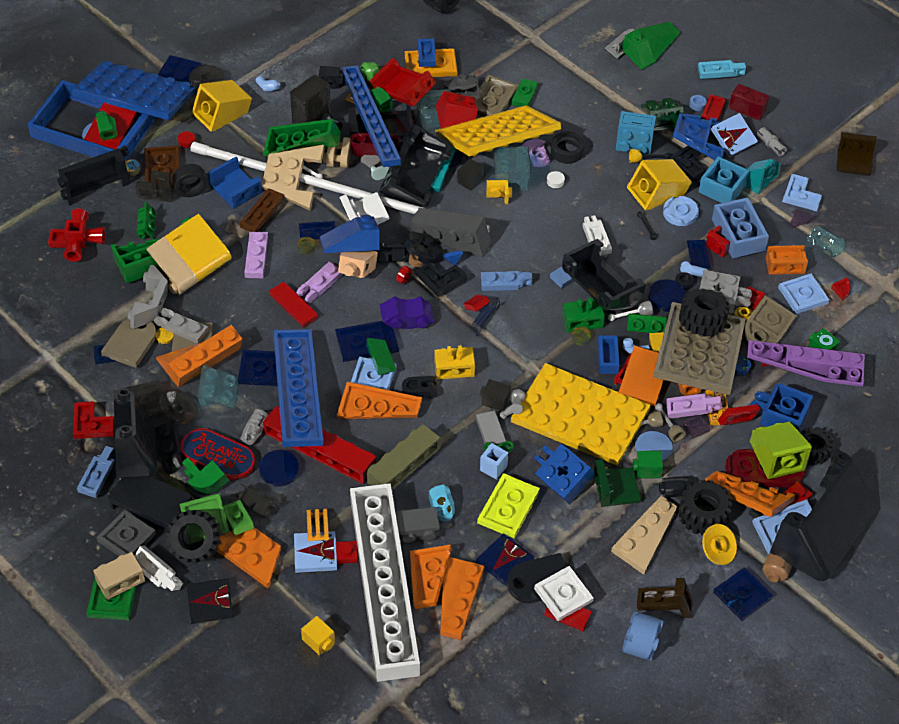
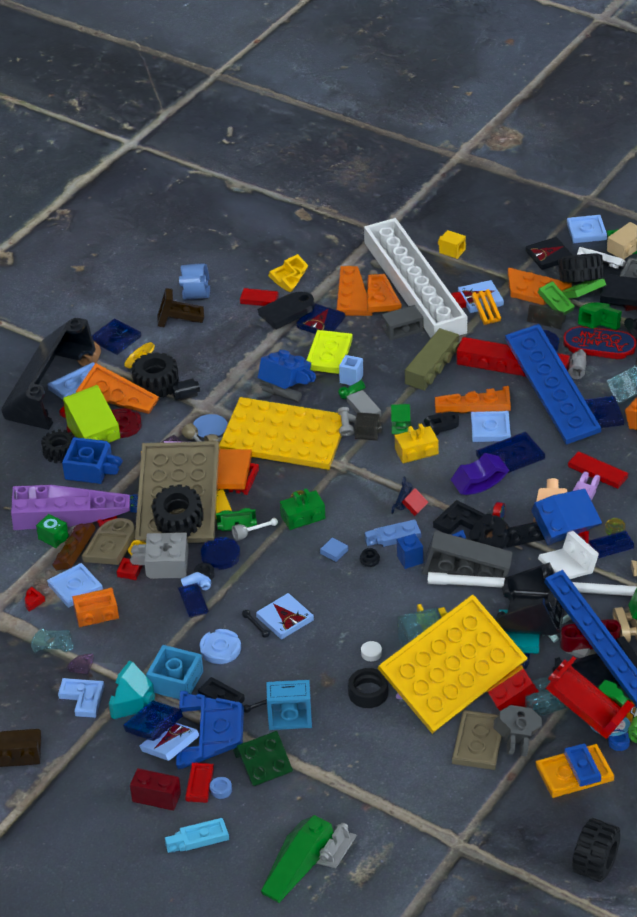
camera: 170 degrees right, 10 degrees down
(147, 632) = (586, 229): none -> light blue tile
(380, 356) = (489, 431): green slope -> none
(441, 499) = (387, 343): medium azure rock -> none
(462, 389) = (400, 418): none -> green brick
(497, 251) = (410, 551): none -> blue brick
(523, 643) = (289, 273): none -> yellow slope
(524, 93) = (441, 753): green plate -> none
(533, 259) = (369, 557): none -> black plate
(563, 593) = (264, 295): white plate -> none
(589, 269) = (286, 528): black windscreen -> none
(596, 230) = (308, 593): white hinge -> none
(608, 354) = (268, 479): blue piece -> none
(615, 485) = (240, 382): dark green bracket -> none
(621, 224) = (284, 616): none -> light blue tile
(628, 345) = (243, 495): light blue arm -> none
(642, 539) = (205, 356): tan wing -> none
(648, 464) = (212, 400): green brick -> none
(657, 182) = (248, 660): yellow slope -> none
(716, 242) = (173, 609): red bracket -> none
(738, 414) = (132, 447): red tile -> none
(740, 227) = (150, 623): medium blue brick -> none
(745, 149) = (153, 720): none -> clear blue plate
(771, 141) = (122, 747): light grey pin -> none
(803, 325) = (73, 546): none -> reddish brown plate

